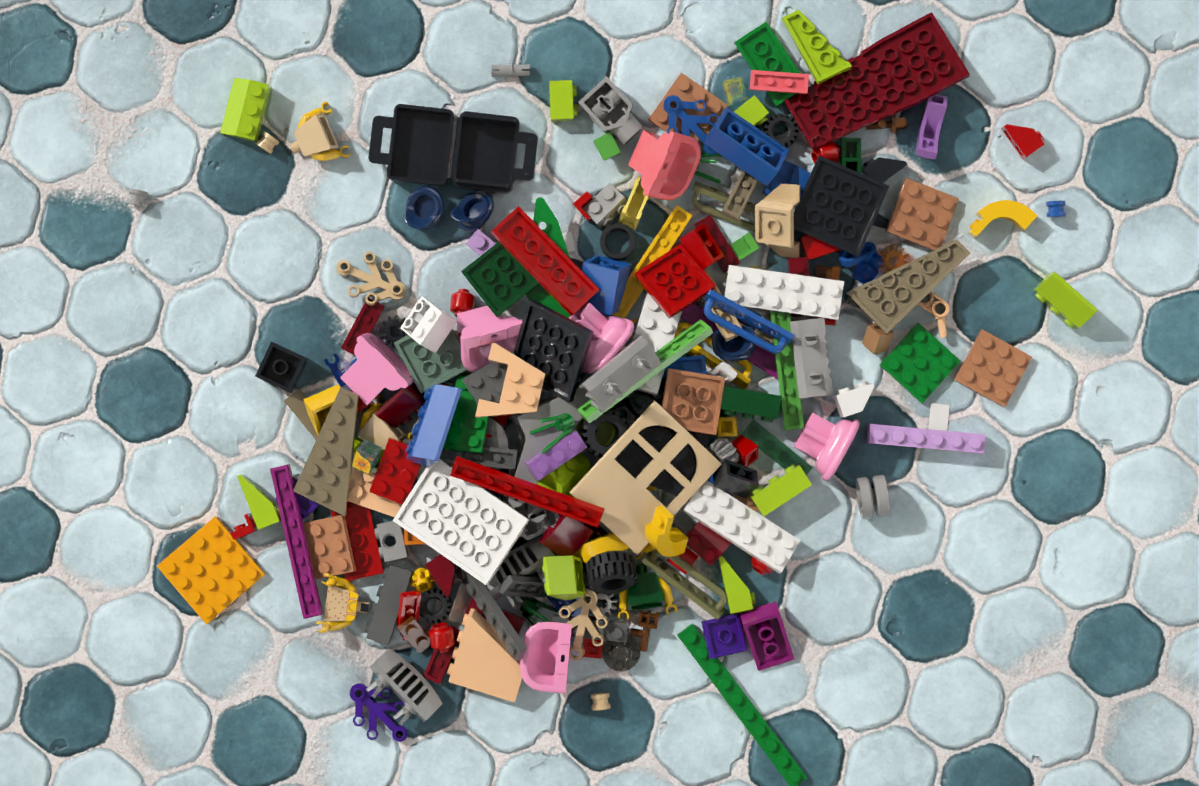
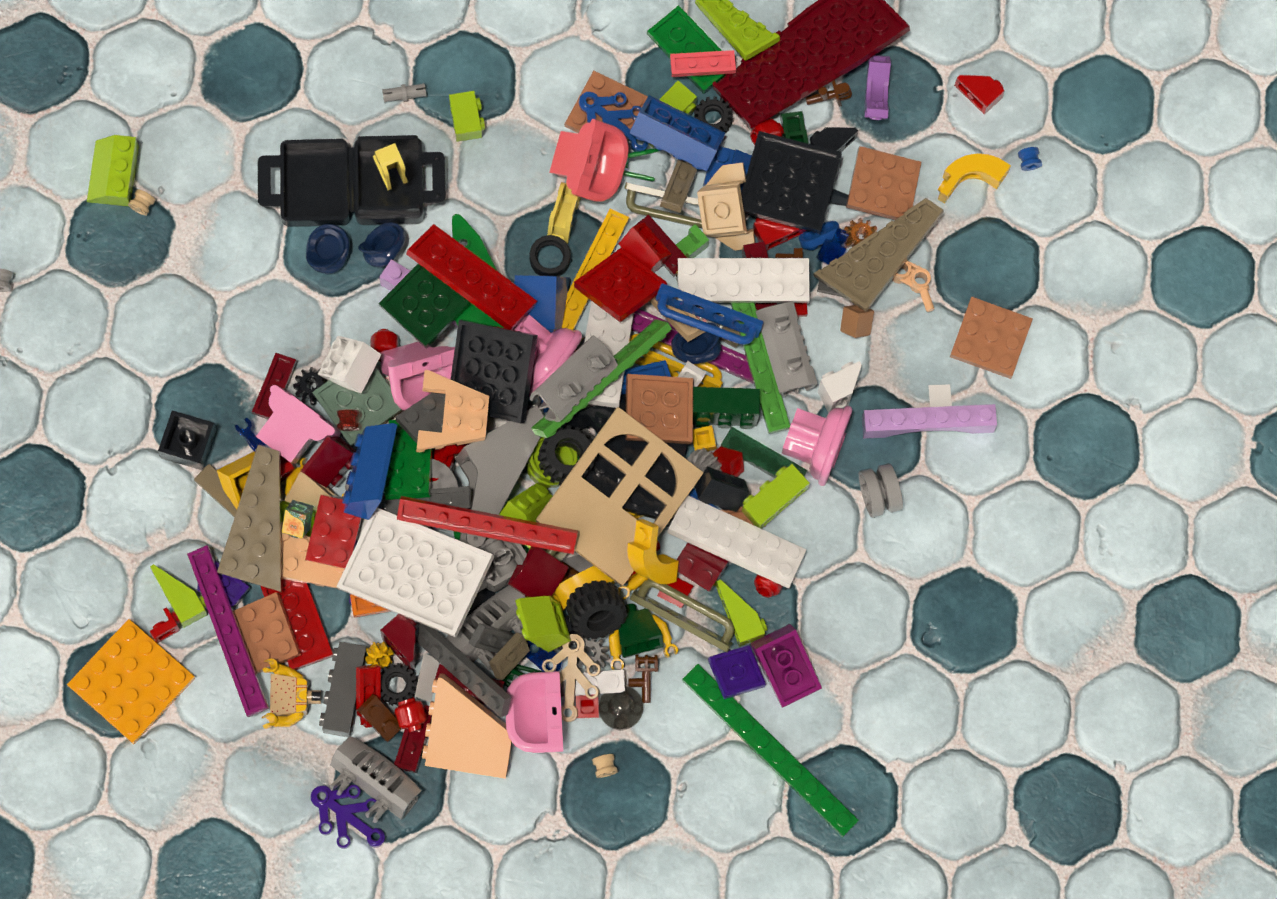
camera: 15 degrees left, 15 degrees down
(316, 137) = (196, 188): tan torso -> none
(374, 280) = (279, 334): tan plant -> none
(388, 552) = (339, 604): light grey brick -> none
(420, 374) = (347, 420): none -> clear red wheel
(486, 141) = (387, 159): none -> light yellow piece
(531, 601) = (509, 656): none -> dark tan plate
(563, 423) = (518, 445): green plant -> none
(565, 449) = (513, 482): medium lavender brick -> none
(580, 203) = (509, 224): red panel -> none
(605, 206) = (530, 220): light grey bracket -> none
(606, 146) = (522, 156): bright green panel -> none
(611, 111) = (521, 118): light grey brick -> none
(734, 90) = (655, 80): clear light blue brick -> none
(919, 363) = (908, 343): green plate -> none
(1064, 300) = (1057, 251): lime slope -> none

